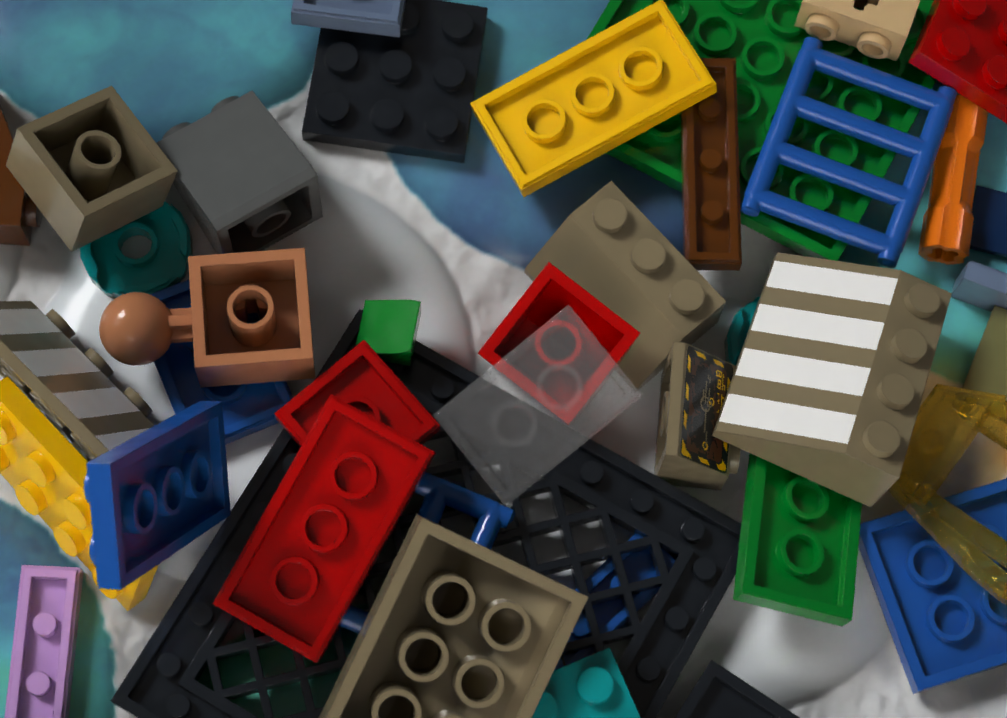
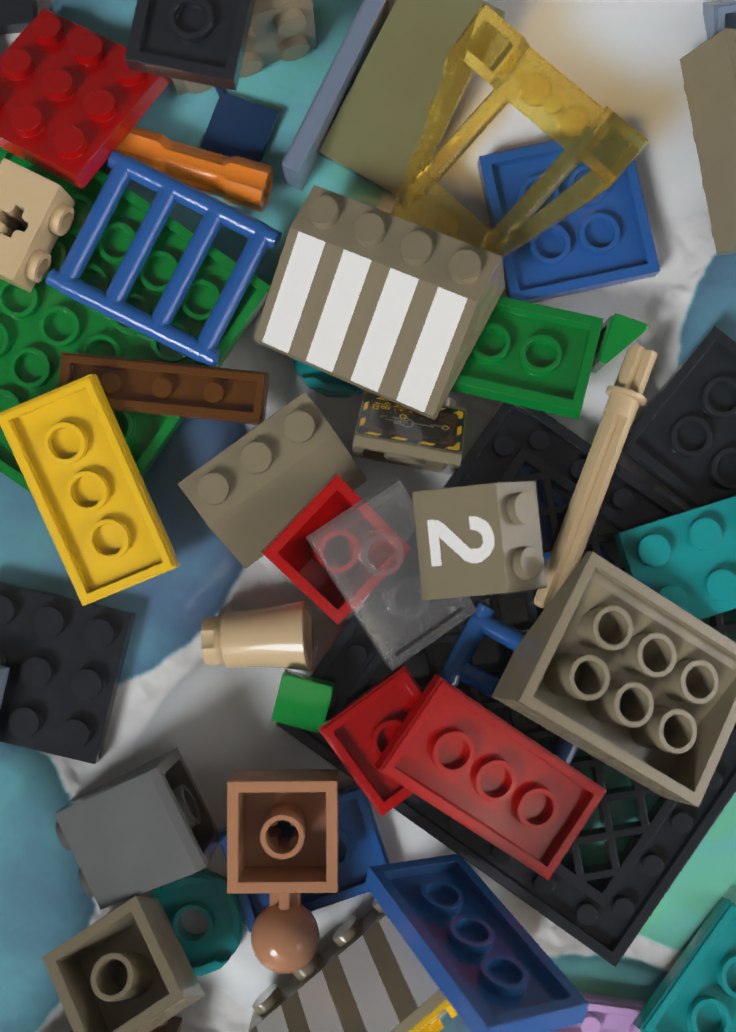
camera: 80 degrees left, 15 degrees up
(452, 287) = (260, 637): none -> tan plant
(586, 489) = (479, 540): none -> dark tan slope
(701, 637) = (598, 469): none -> tan axle
(829, 646) = (614, 337): none -> green slope

